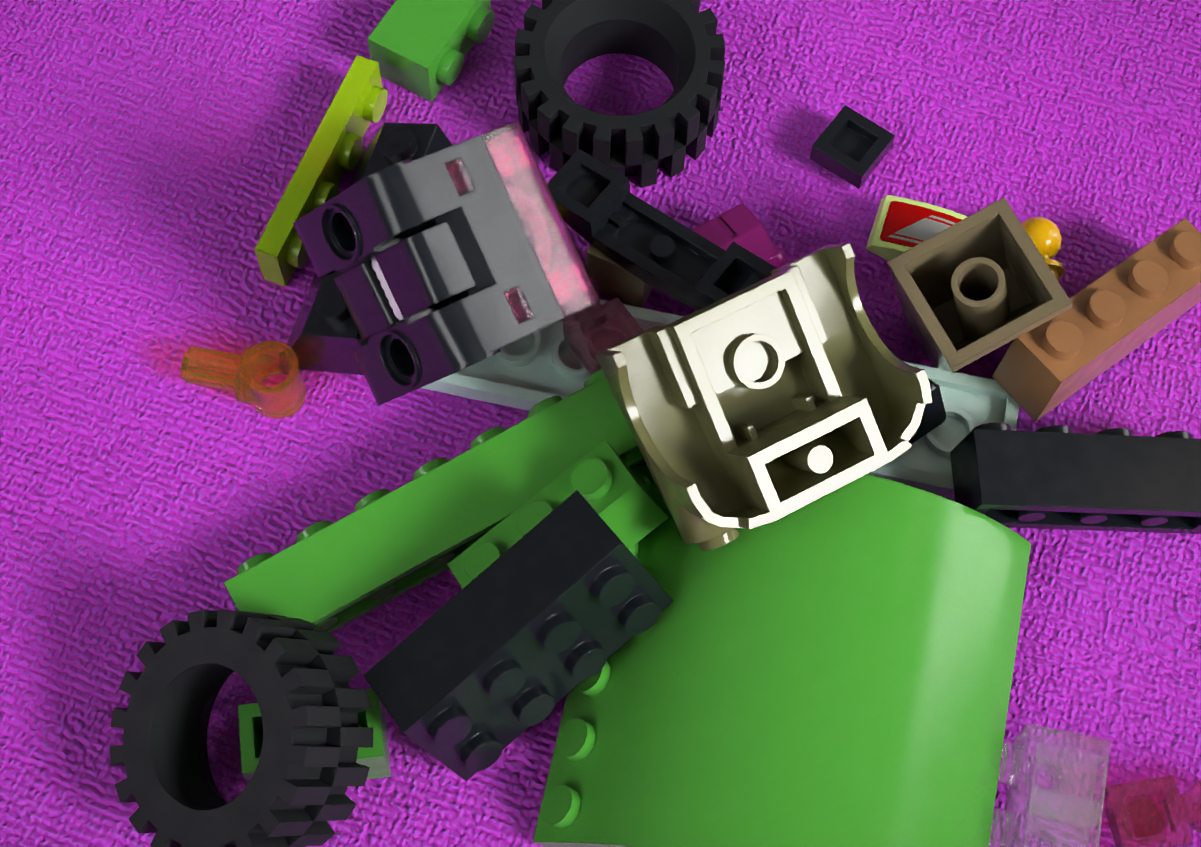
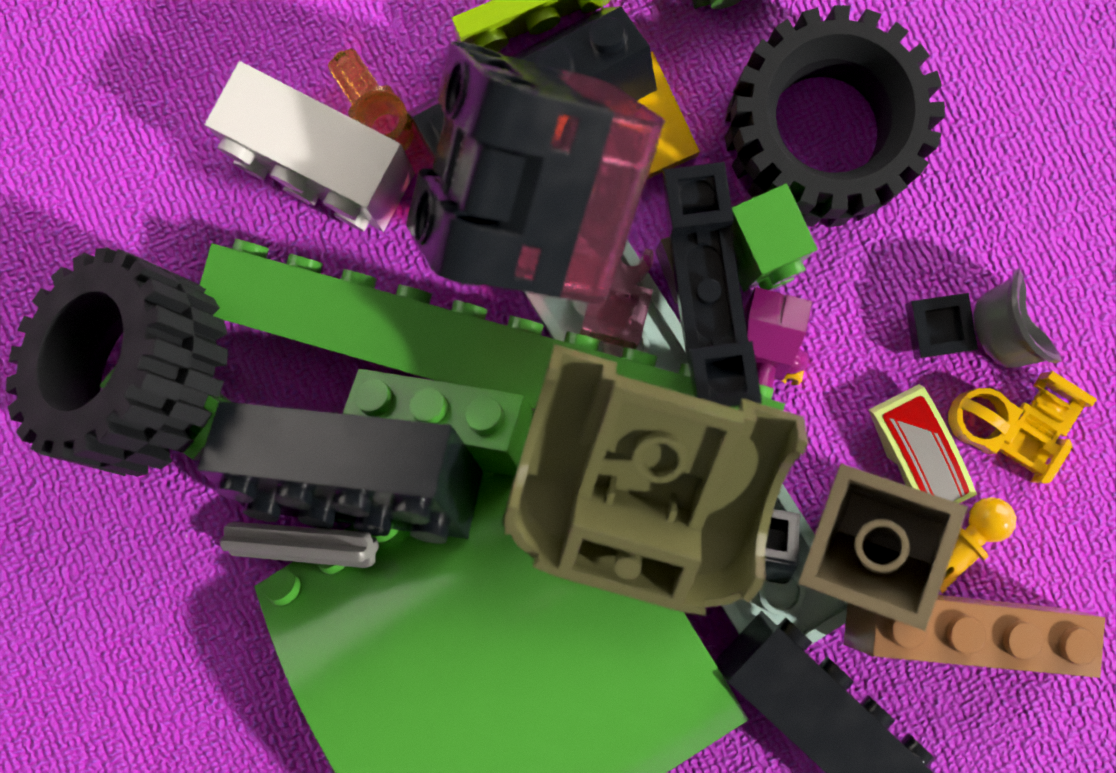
camera: 45 degrees right, 20 degrees up
(237, 438) = (310, 149): none -> white brick
(537, 754) = (300, 544): none -> light grey axle
(670, 175) = (770, 240): none -> bright green brick
(898, 100) = (1008, 330): none -> dark grey helmet
(997, 163) = (1033, 435): none -> yellow piece

